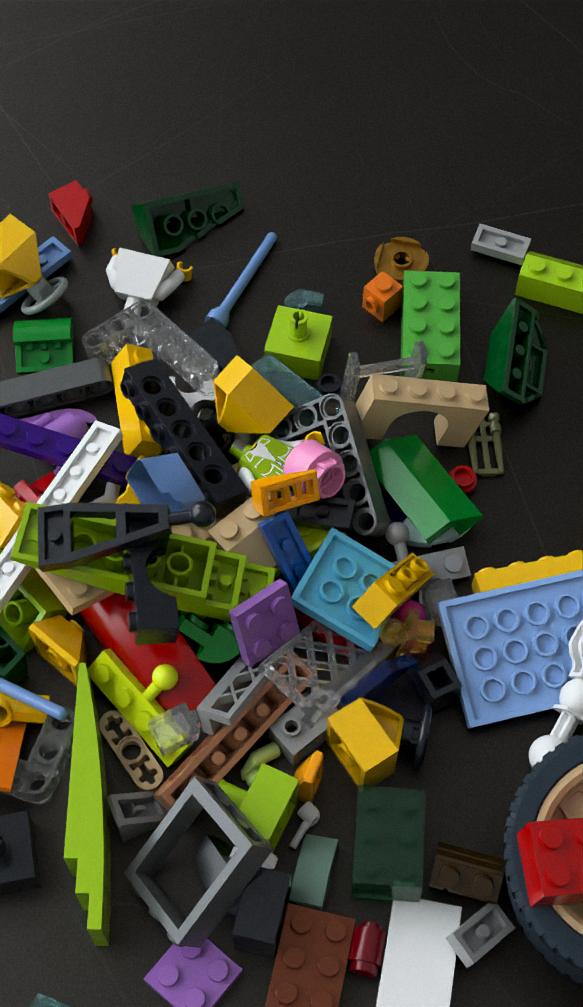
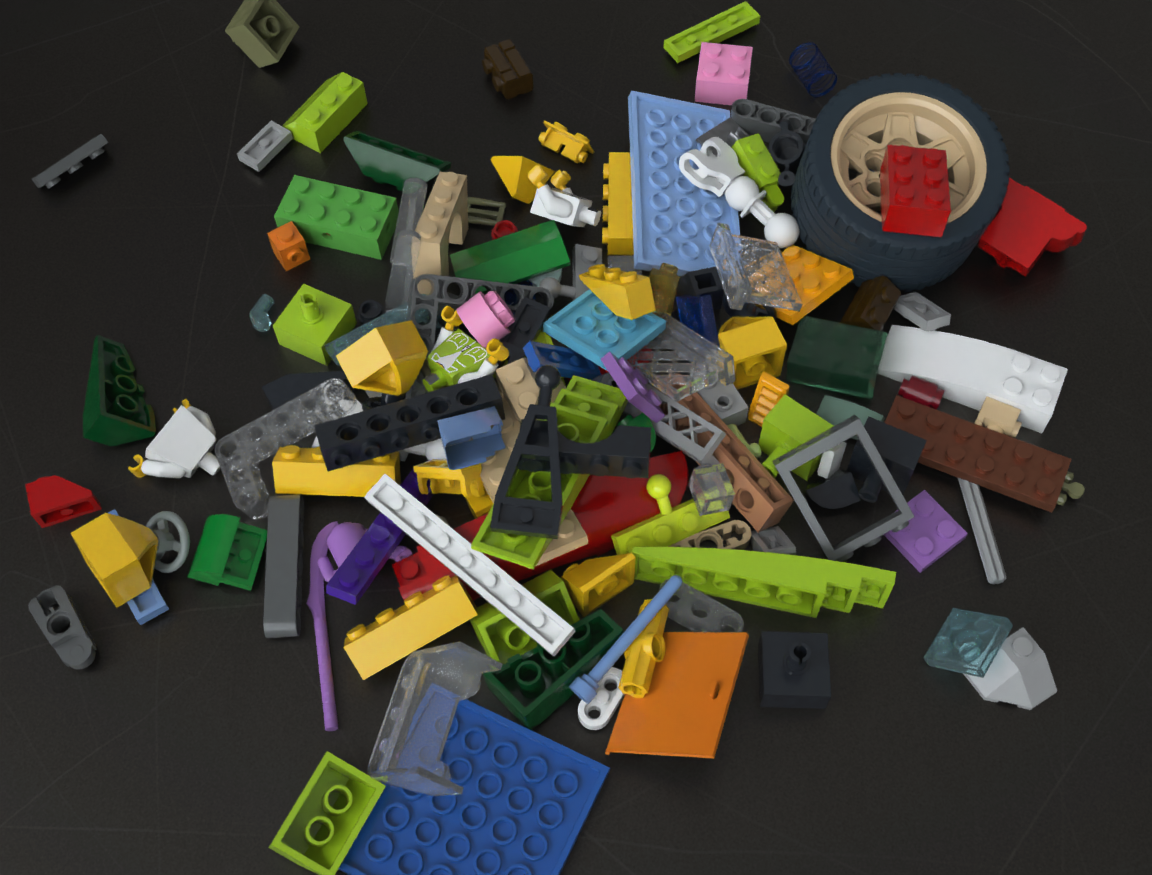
camera: 75 degrees left, 0 degrees up
(221, 313) = (251, 386): medium blue piece -> none
(269, 503) = (511, 339): light orange slope -> none
(397, 249) = (250, 238): pearl gold plate -> none
(427, 104) = (70, 162): none -> dark grey plate
(449, 699) = (734, 271): none -> clear fence
(471, 778) = (814, 279): none -> light orange plate
(502, 517) = (561, 203): none -> white torso
(538, 477) = (514, 174): none -> yellow slope

